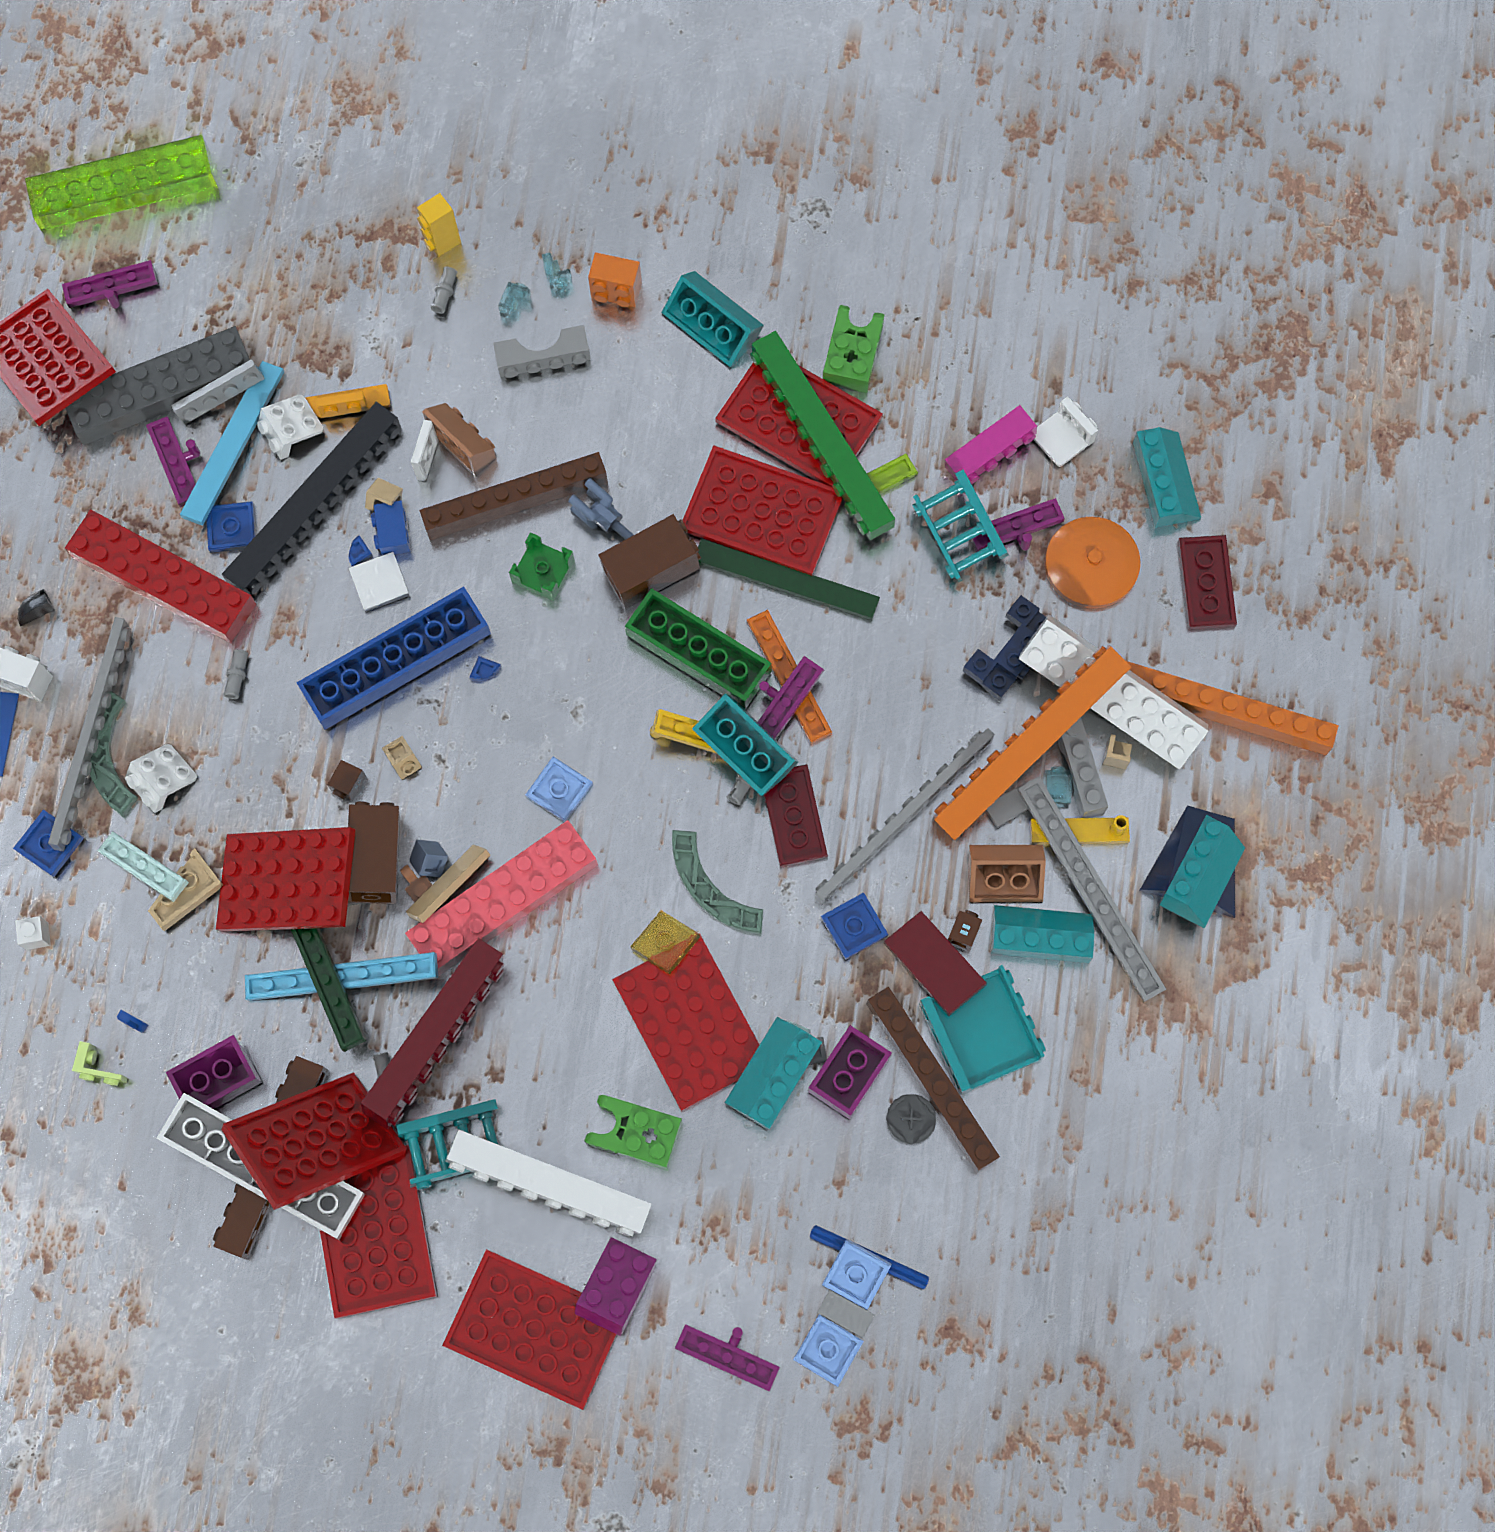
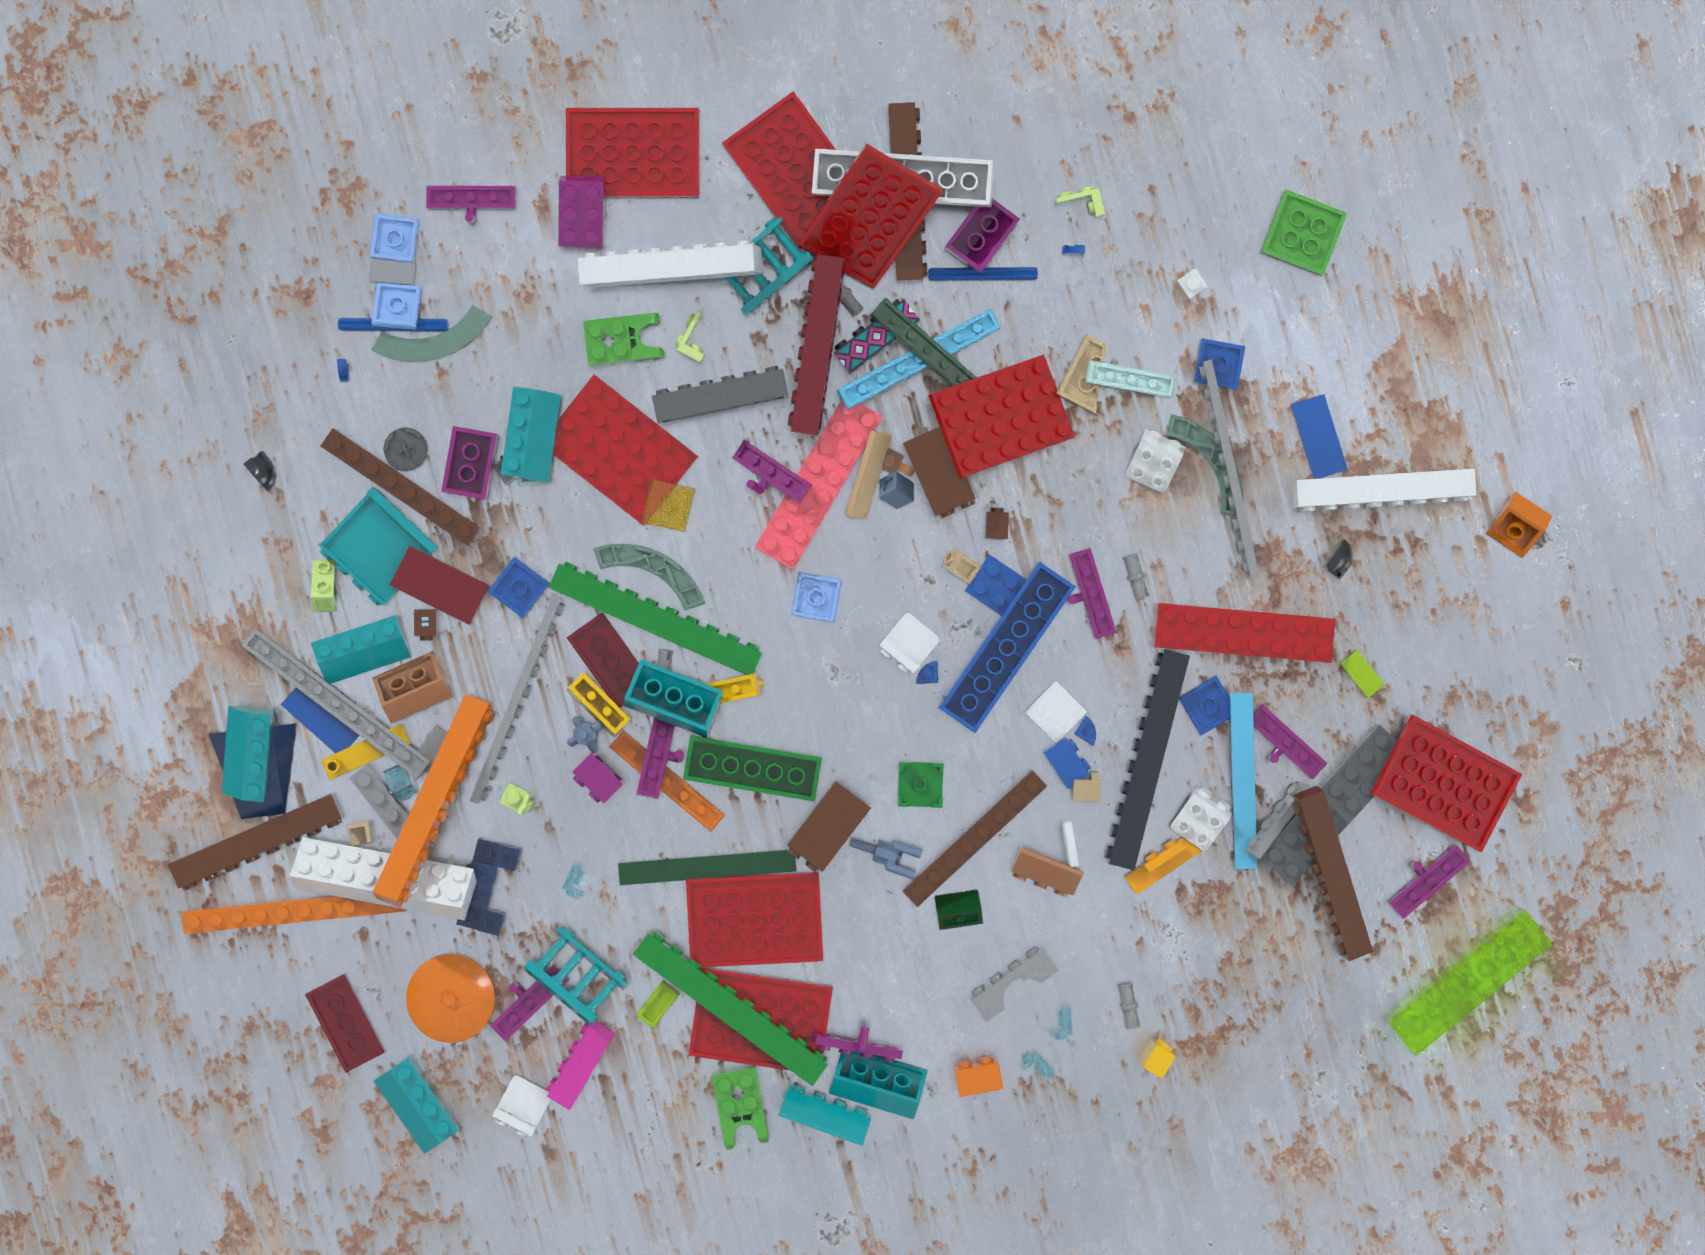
camera: 155 degrees right, 15 degrees up
(70, 494) = (1362, 673): none -> lime tile
(190, 319) = (1332, 873): none -> reddish brown brick
(247, 1043) = (988, 273): none -> blue axle
(286, 675) = (1091, 593): none -> magenta plate
(377, 725) = (995, 584): none -> blue plate
(381, 1019) = (869, 341): none -> brick
(489, 704) = (909, 643): none -> white bracket
(544, 925) = (770, 472): none -> magenta plate
(560, 440) = (958, 909): none -> dark green panel
(560, 1027) = (720, 396): none -> dark grey brick
(567, 1088) = (693, 350): none -> yellowish green bracket
(711, 351) = (862, 1046): none -> magenta plate
(730, 834) = (655, 619): none -> green brick
(777, 305) = (825, 1115): none -> teal slope
(824, 773) = (598, 704): none -> yellow brick
(833, 1213) = (436, 346): none -> sand green tile
(850, 749) = (585, 734): none -> sand blue plant
(855, 698) = (597, 777): none -> magenta brick
(923, 621) = (574, 877): none -> clear light blue bracket
(942, 1231) = (343, 370): none -> blue tile
(944, 718) = (517, 799): none -> yellowish green bracket
(1055, 1015) = (323, 586): none -> yellowish green bracket
(1071, 1162) = (262, 469): none -> black brick
(1116, 880) = (319, 721): none -> blue piece
(1228, 788) = (255, 841): none -> reddish brown brick

